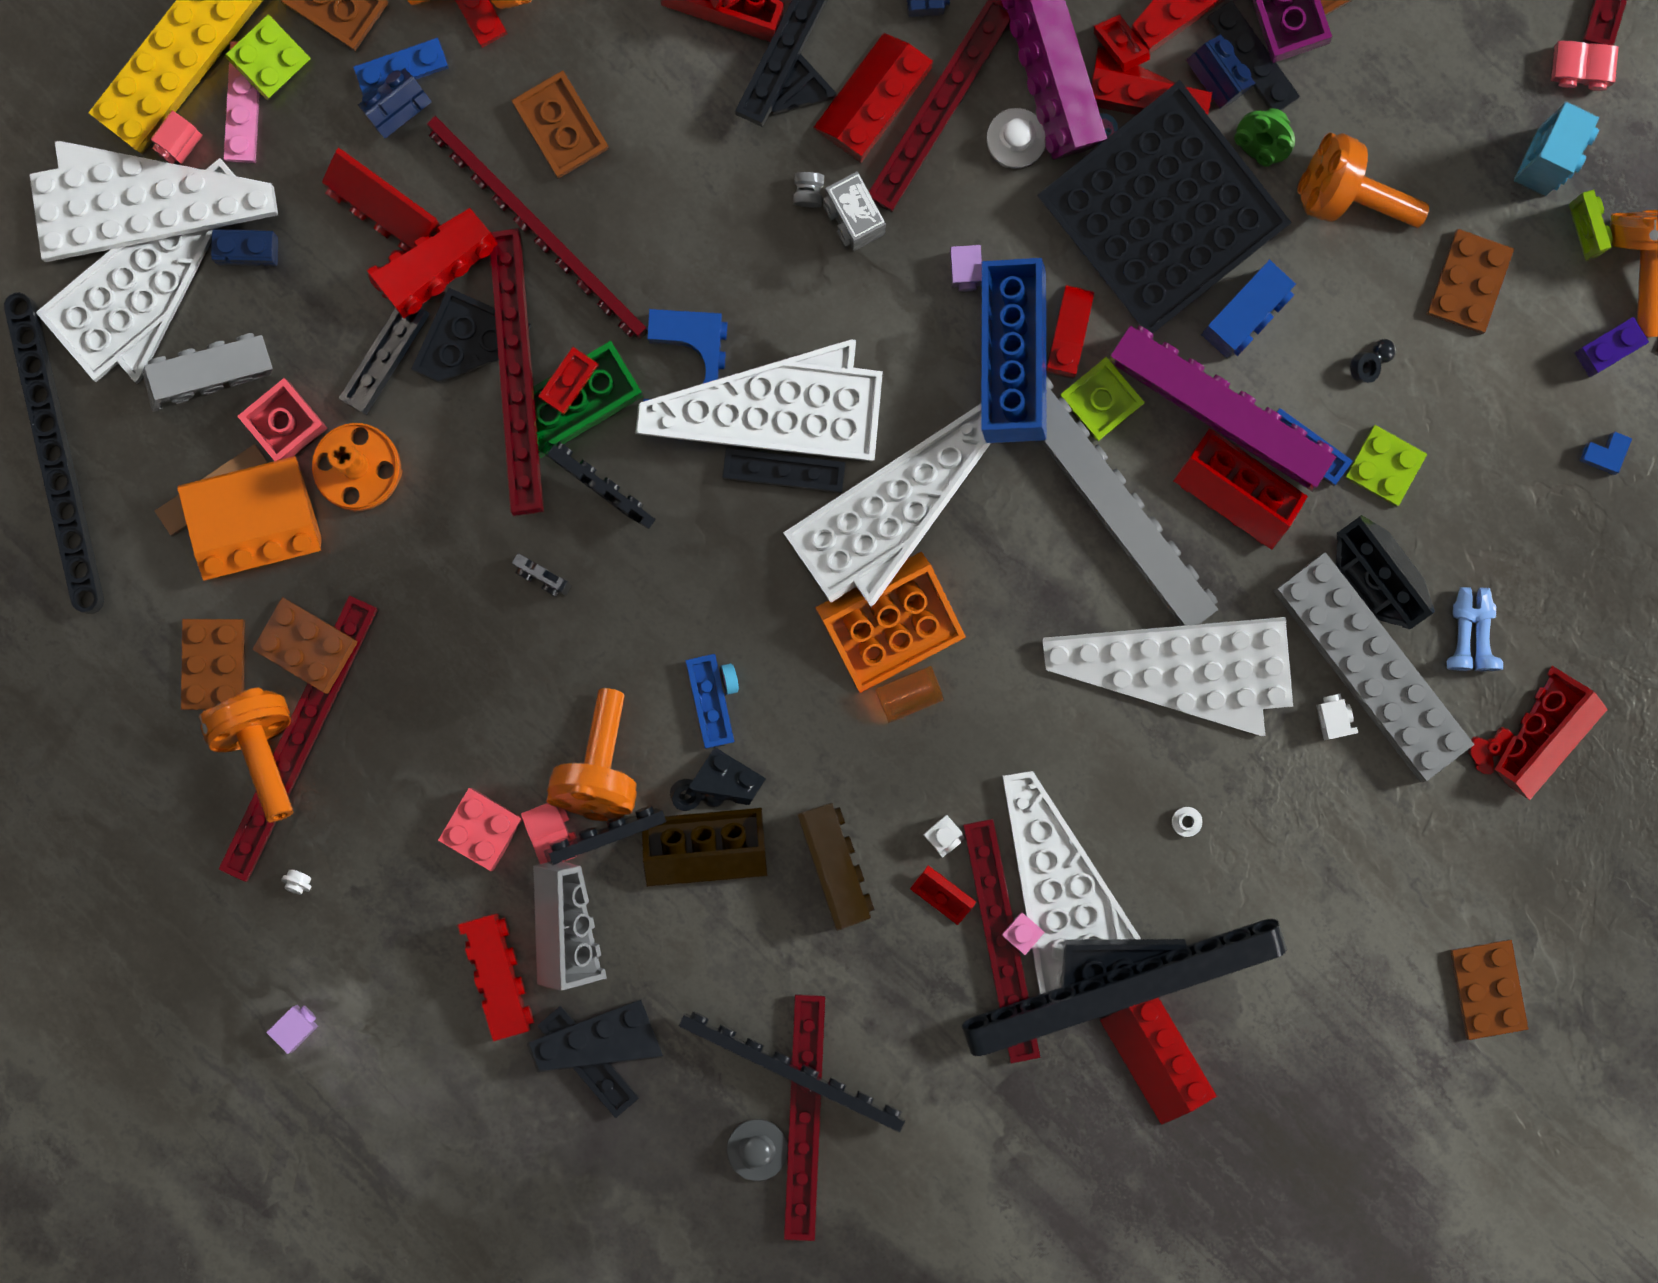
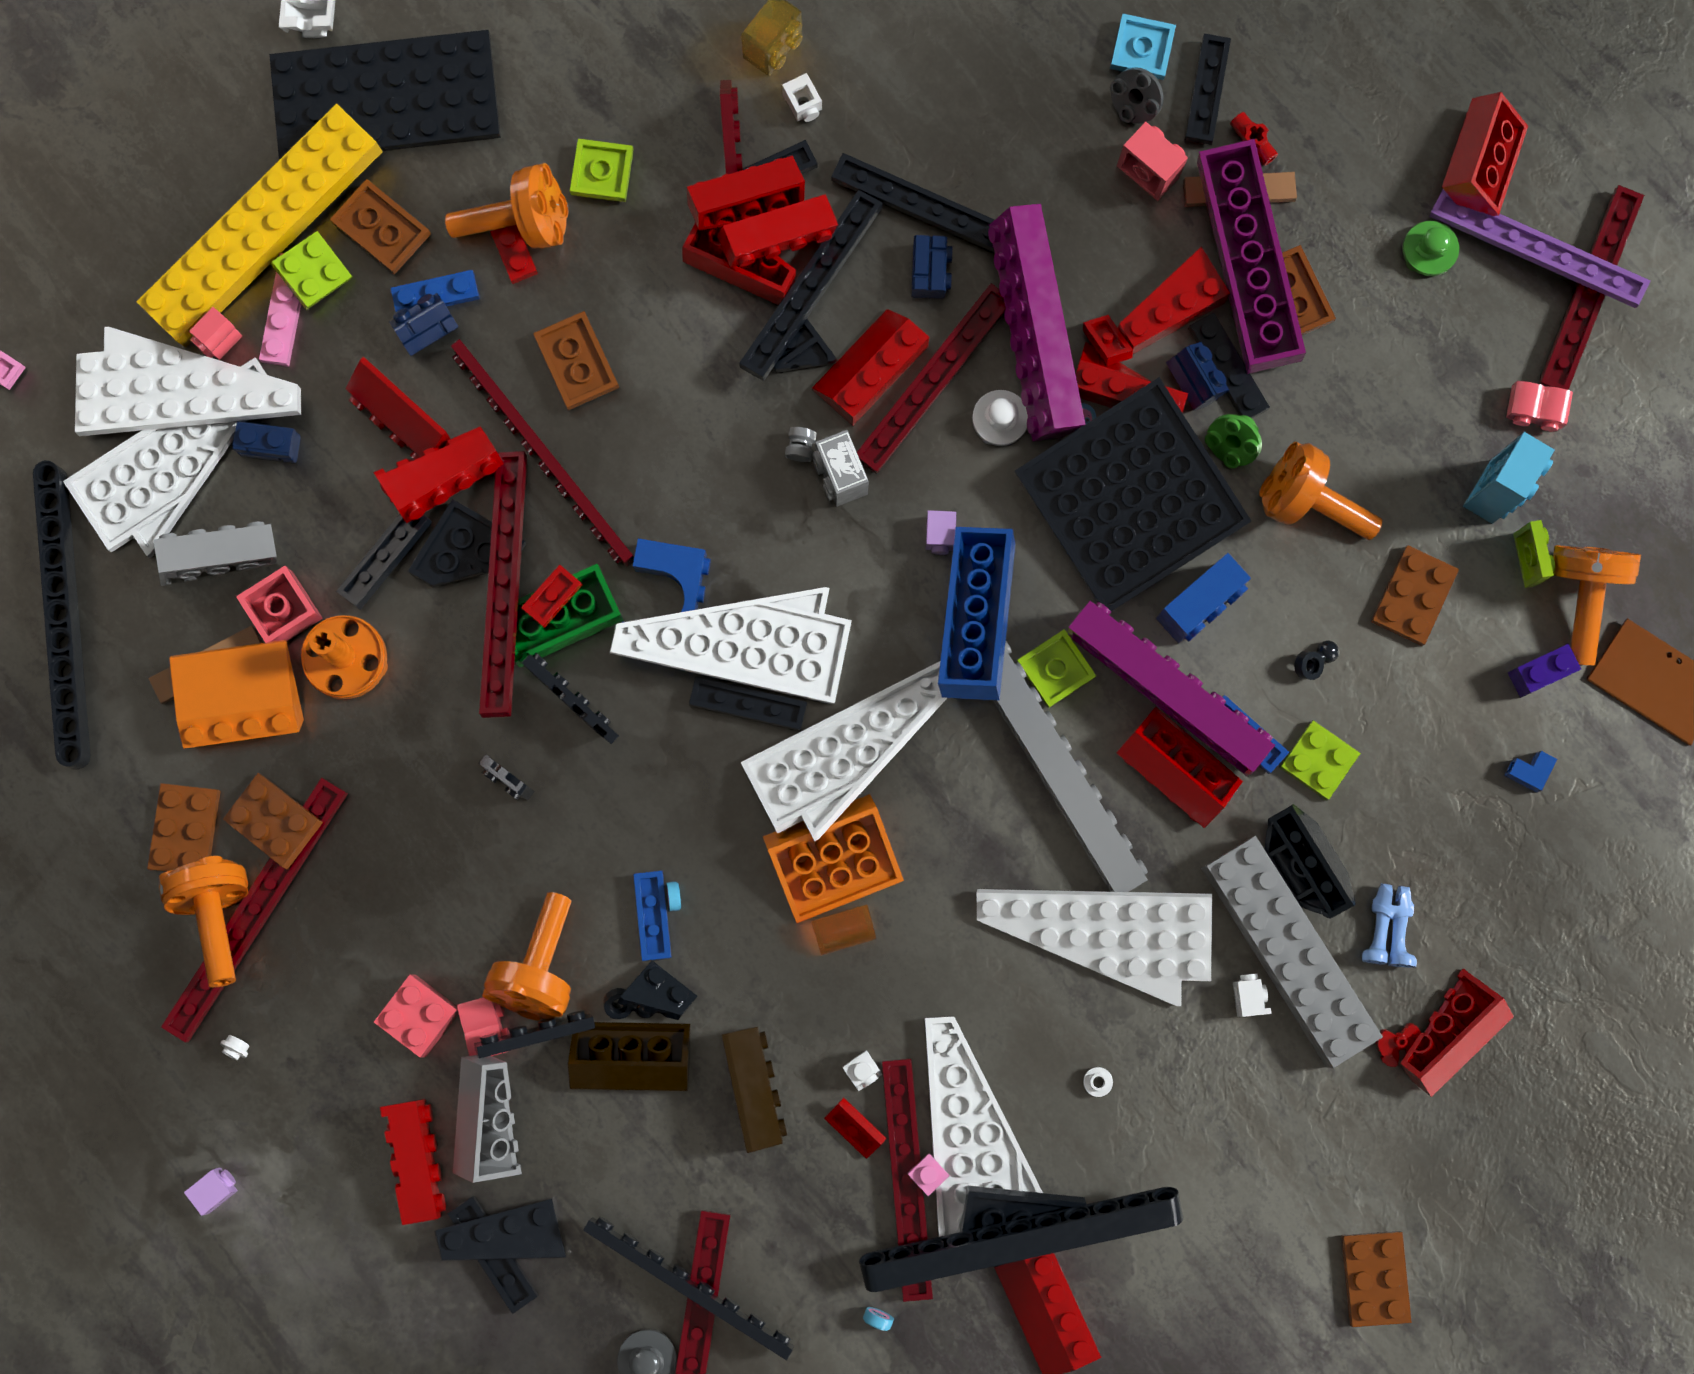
camera: 10 degrees right, 5 degrees down
(987, 1083) = (878, 1318): none -> medium azure tile
(1069, 332) = (1032, 603): red slope -> none

